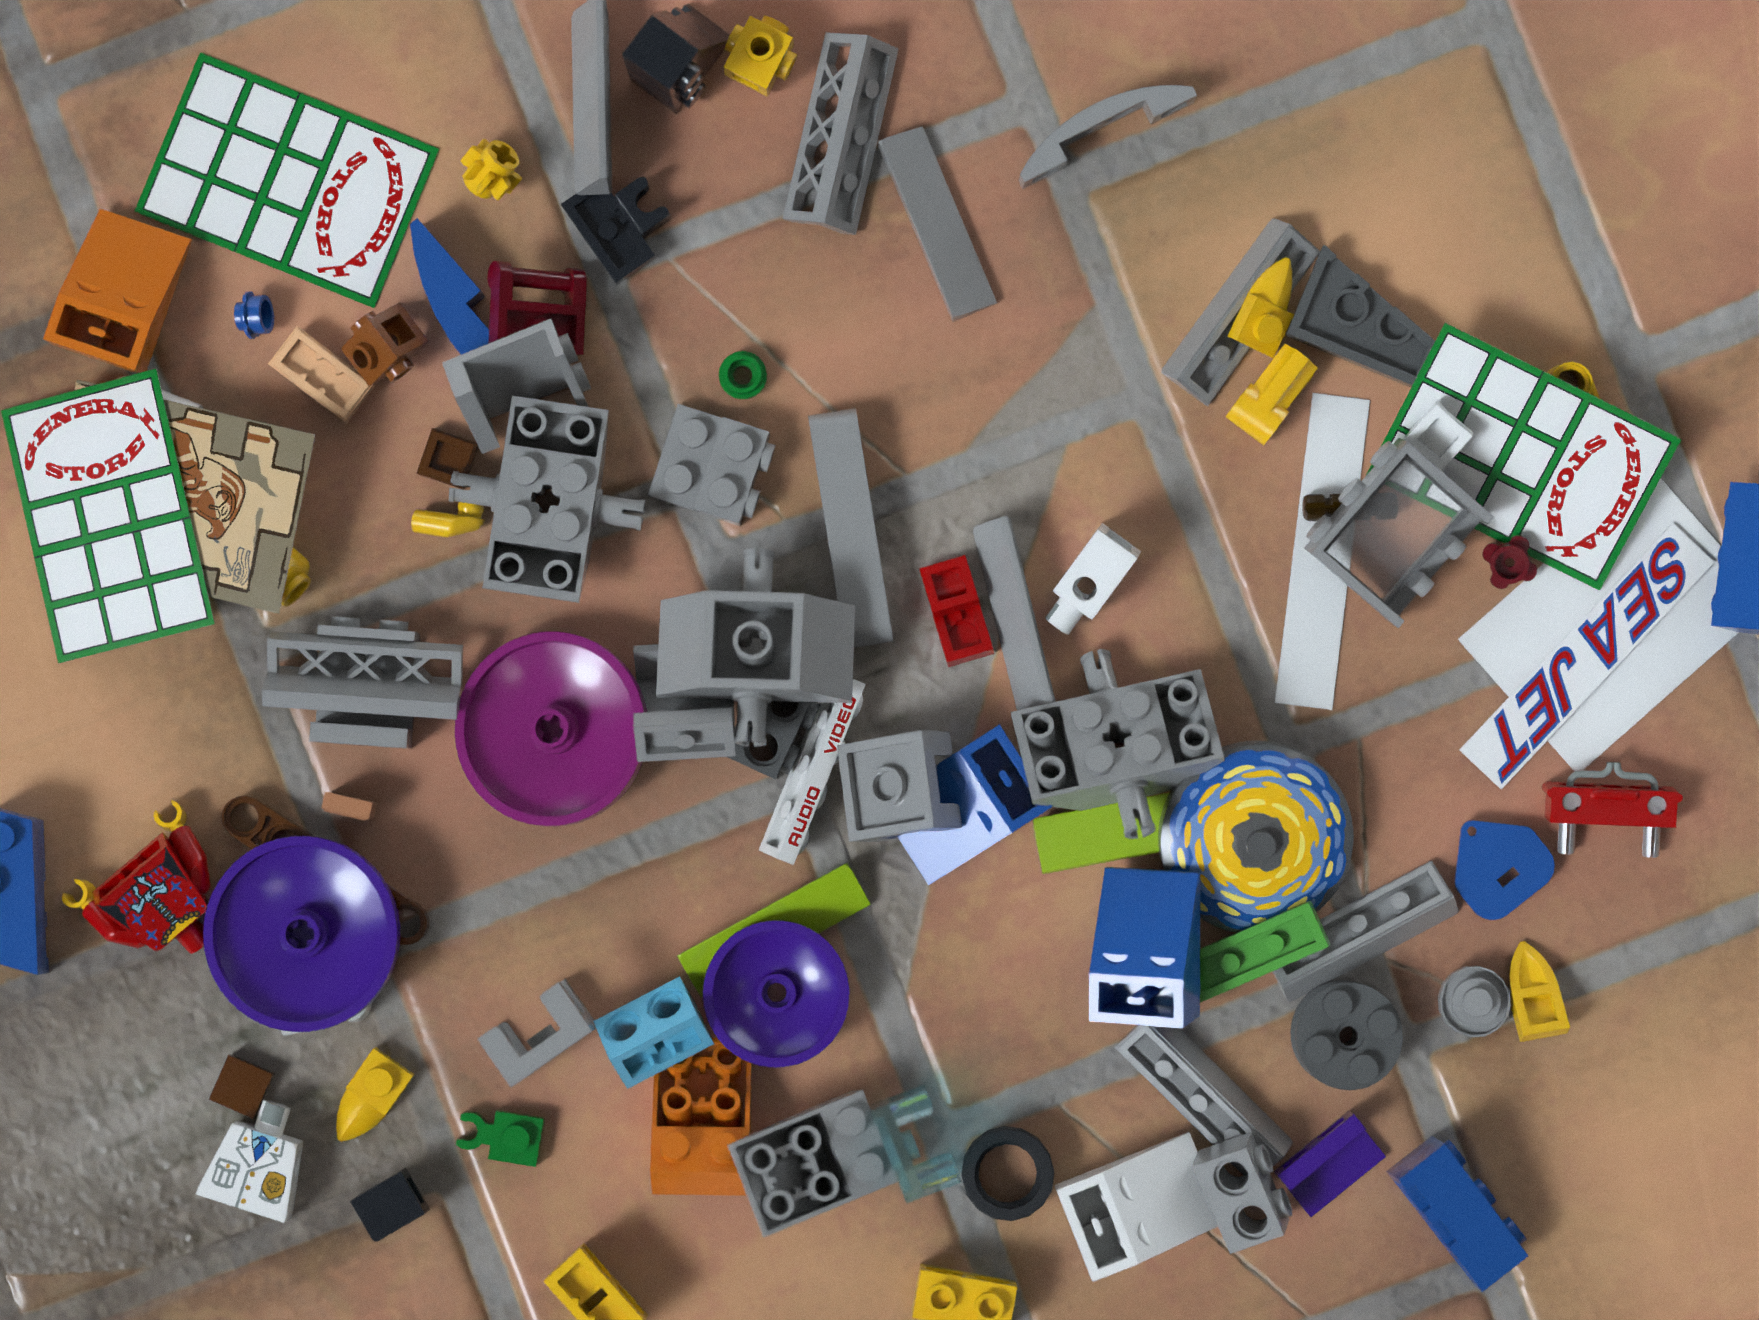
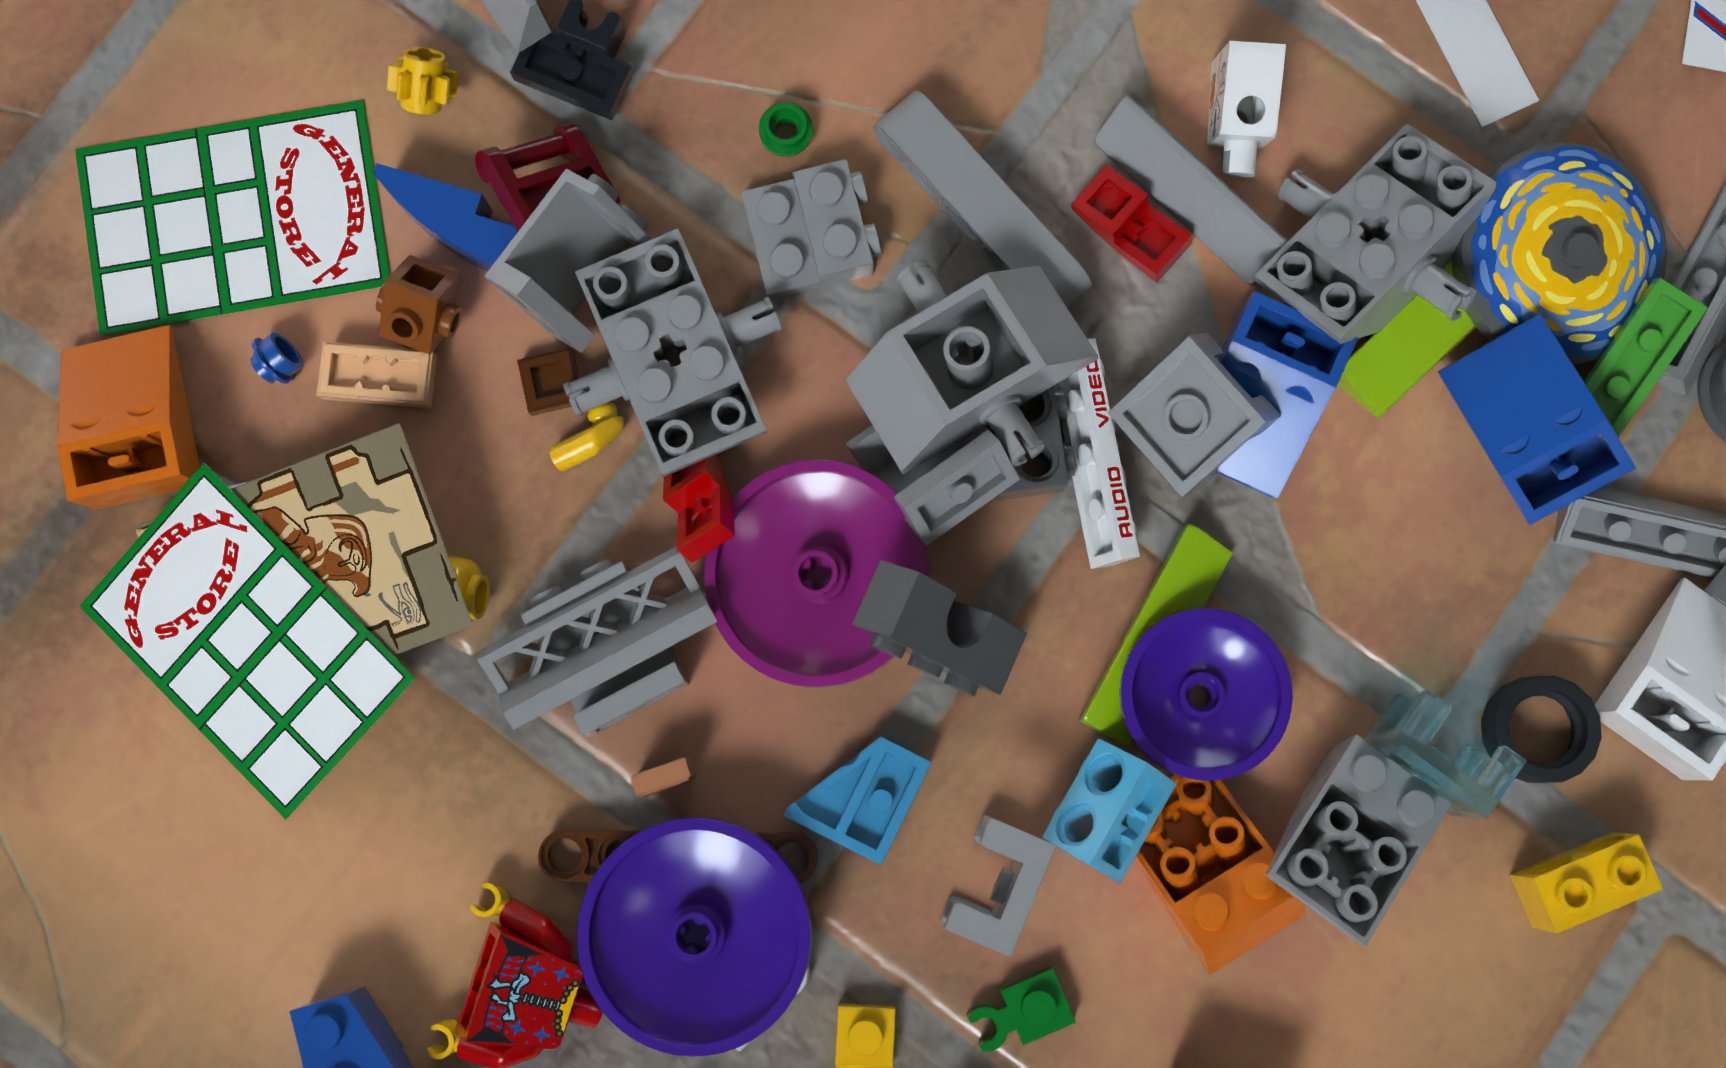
camera: 30 degrees left, 5 degrees down
(484, 913) = (864, 799): none -> dark azure wing
(499, 628) = (702, 505): none -> red slope
(593, 805) = (913, 616): none -> dark grey arch

